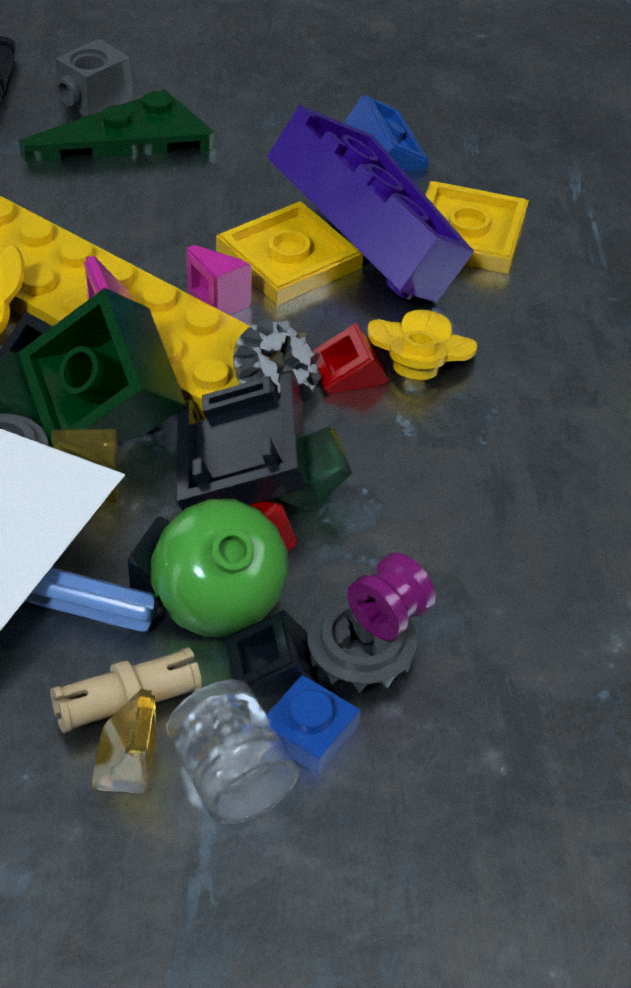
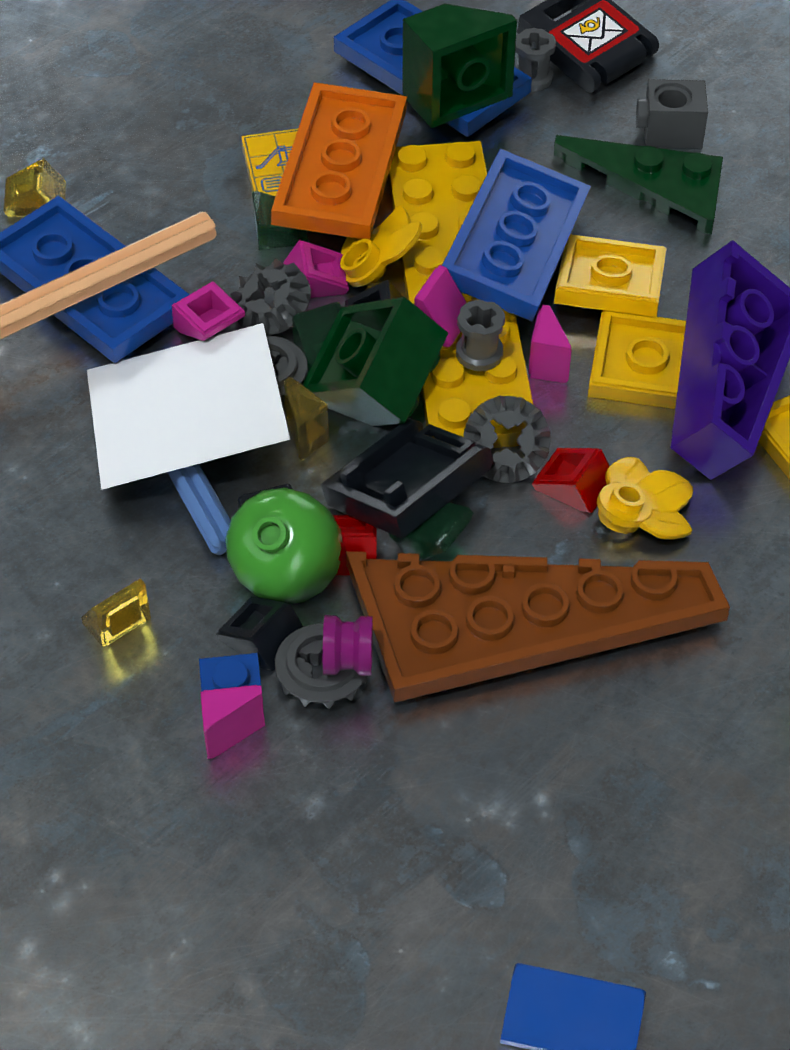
camera: 50 degrees right, 5 degrees up
(96, 214) = (515, 234): none -> blue plate
(107, 693) = (159, 577): tan pin -> none
(174, 295) = (480, 342): none -> dark grey bush
(191, 209) = (610, 275): none -> yellow tile
(231, 751) = (154, 658): clear wheel -> none
(349, 747) = (230, 716): none -> dark pink slope
(443, 485) = (510, 614): none -> dark orange wing

